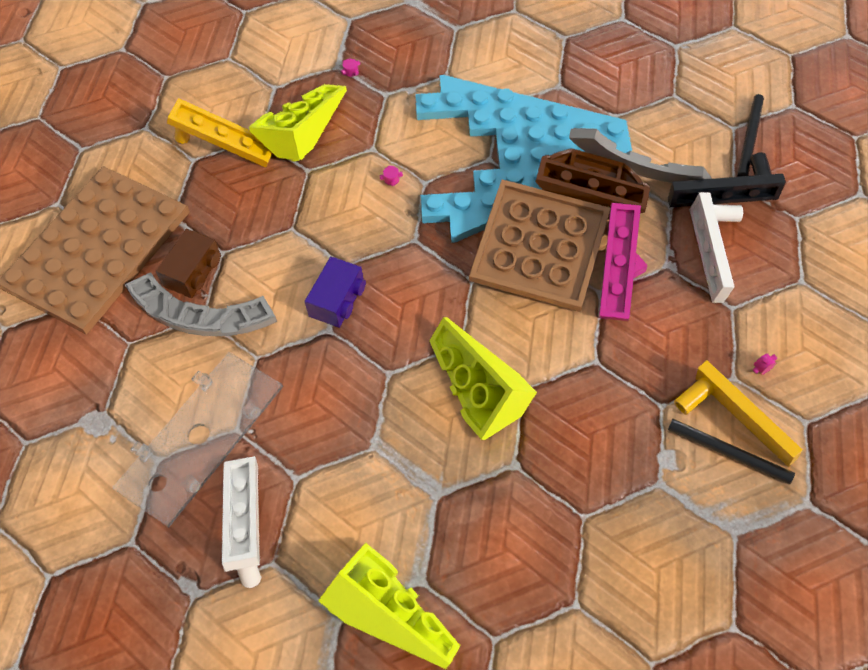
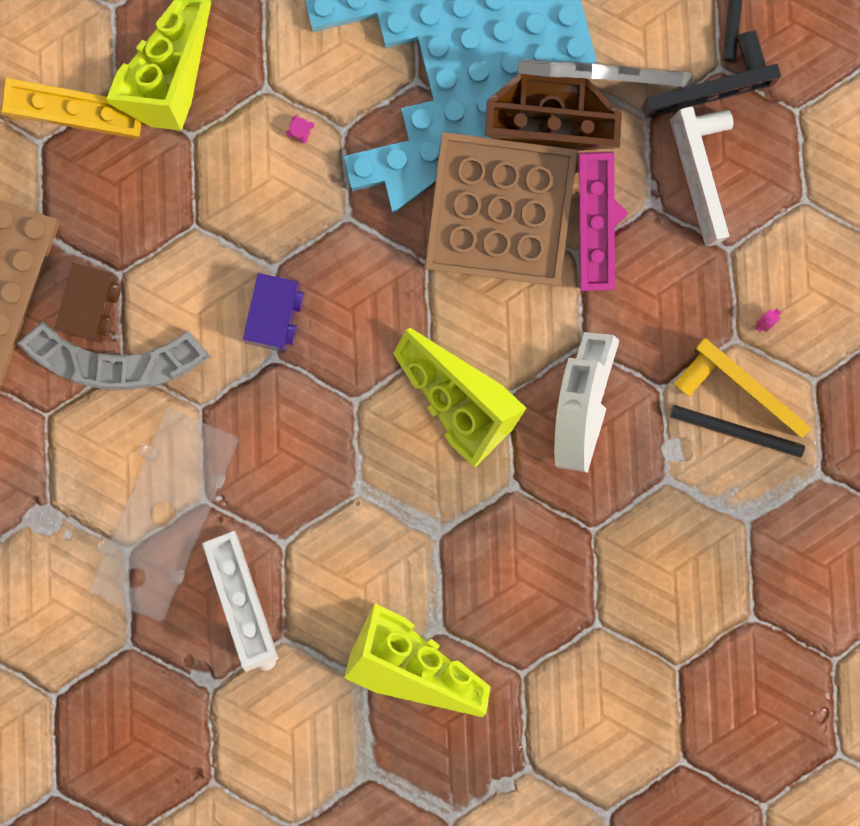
camera: 20 degrees left, 25 degrees up
(585, 400) = (580, 400): none -> white slope

